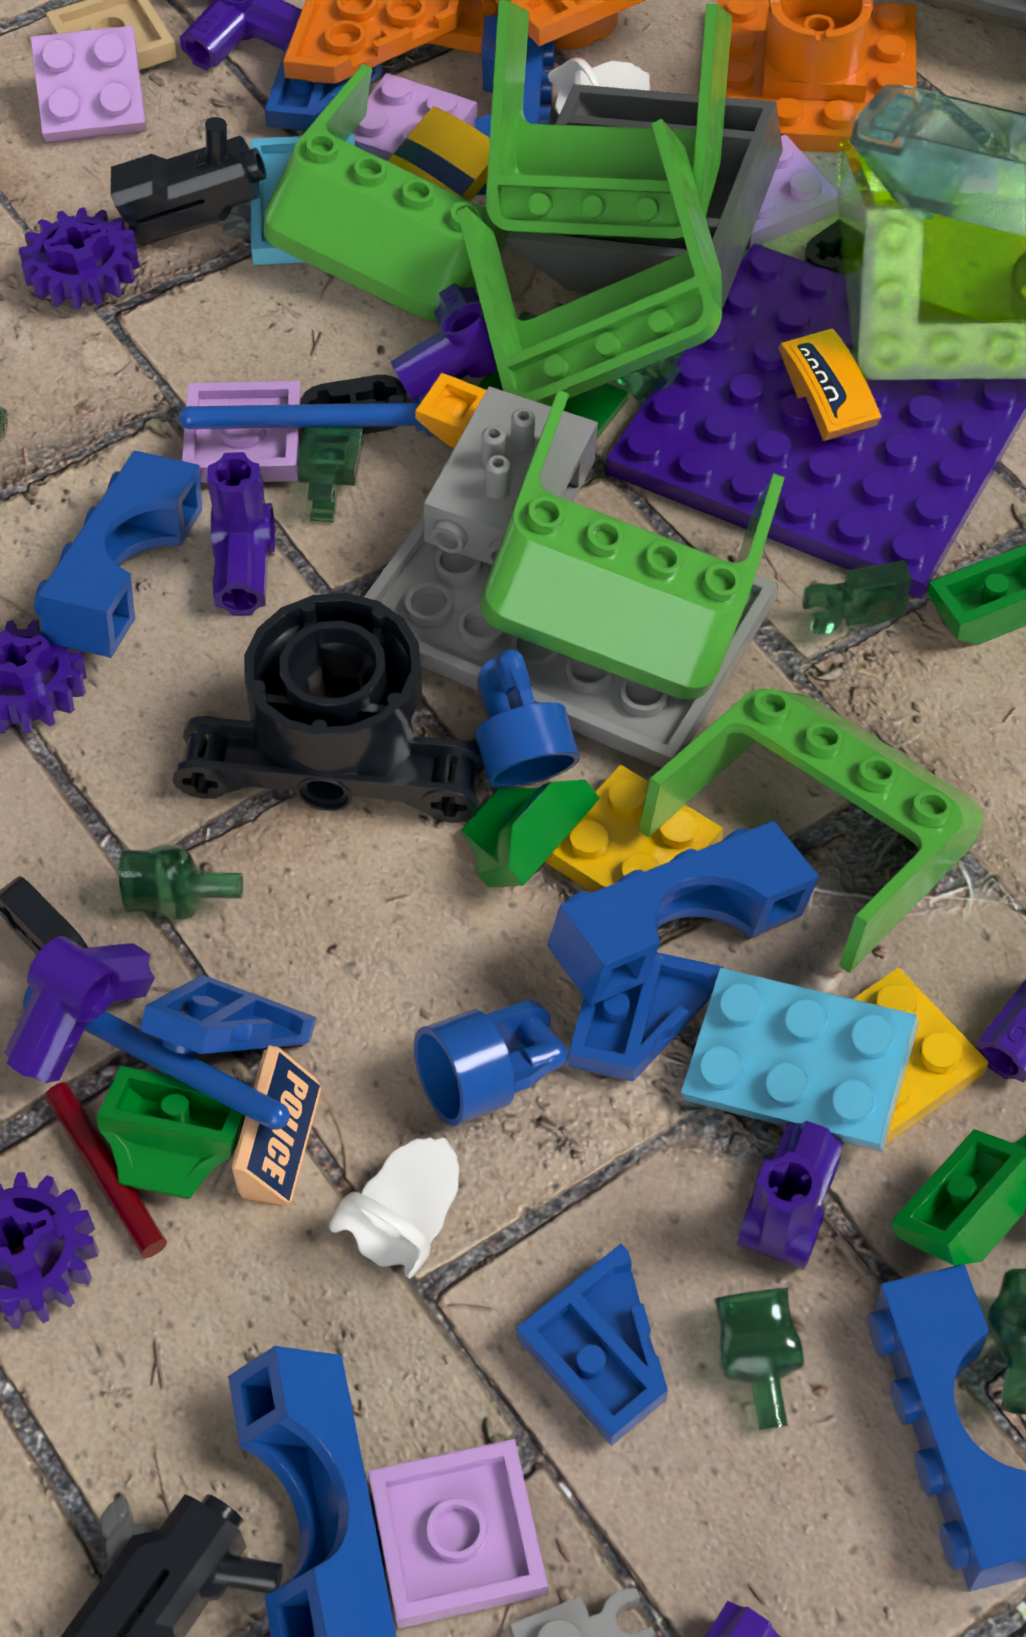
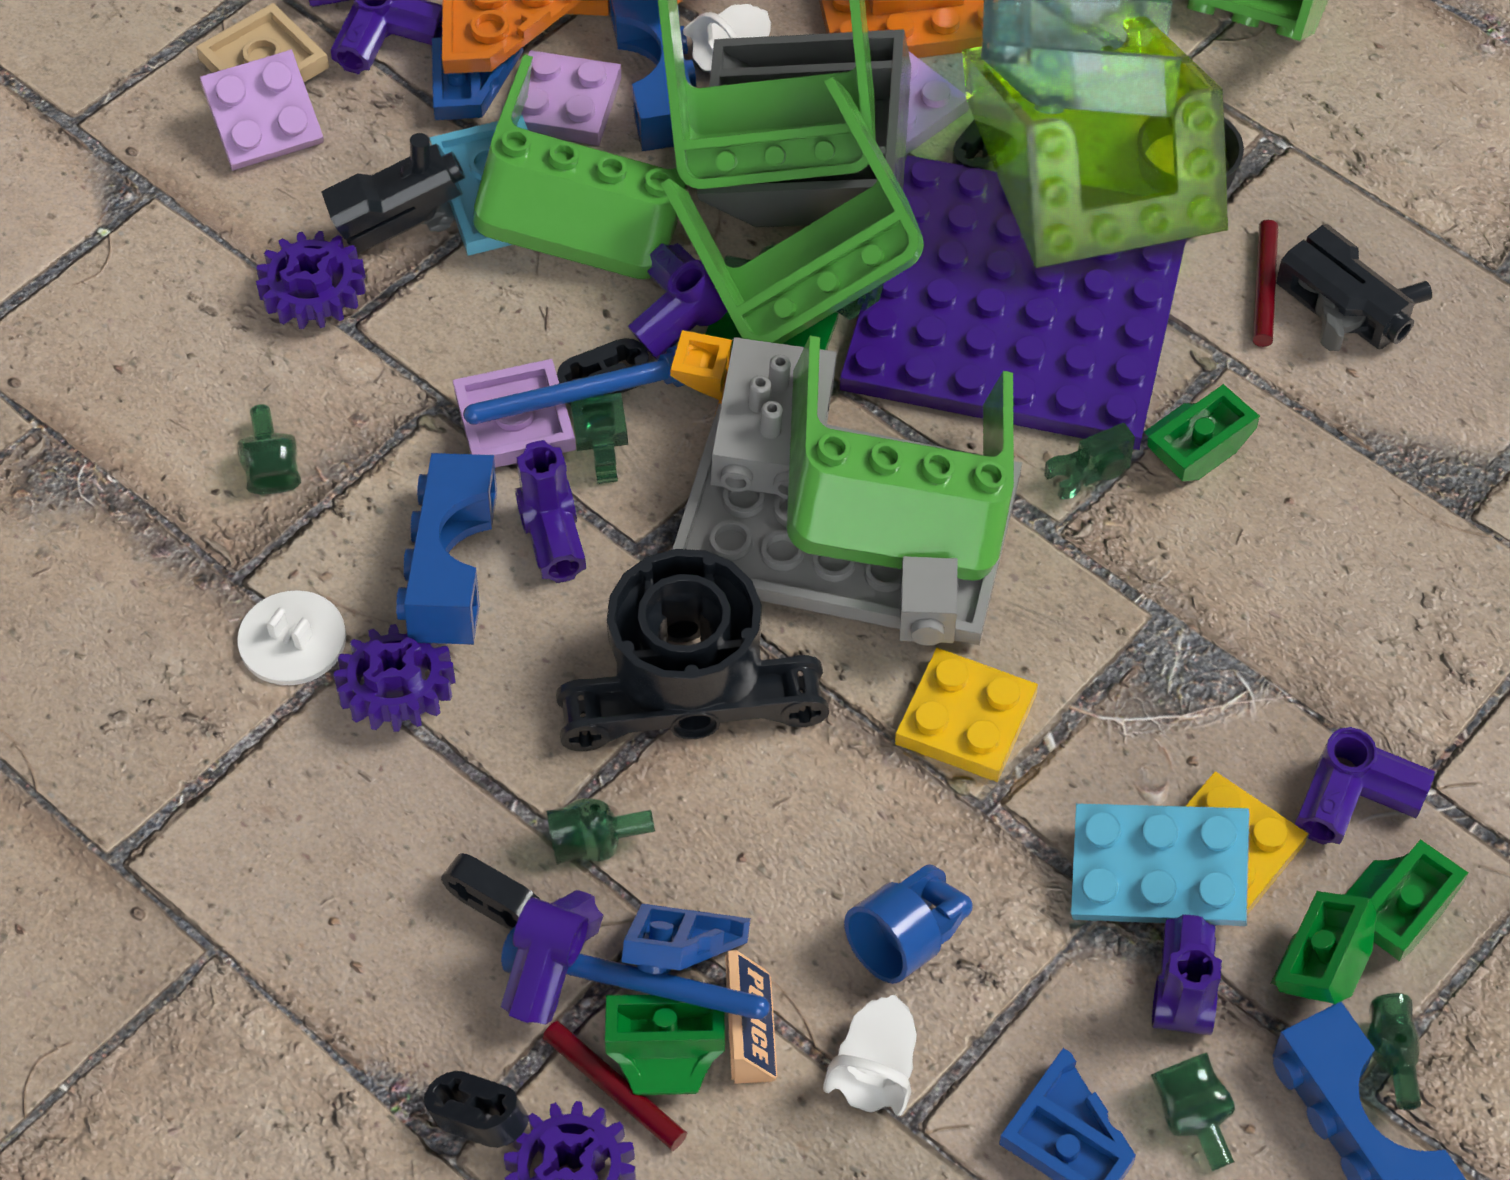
camera: 15 degrees left, 0 degrees up
(446, 153) = (617, 122): yellow slope -> none
(520, 738) = (849, 640): blue piece -> none
(524, 827) = (874, 720): green slope -> none
(619, 707) = (928, 600): none -> light grey brick
(635, 1026) = (1013, 851): blue wing -> none
(745, 880) = (1071, 727): blue arch -> none
(832, 383) = (1017, 273): light orange slope -> none
(851, 763) = (1132, 609): bright green windscreen -> none

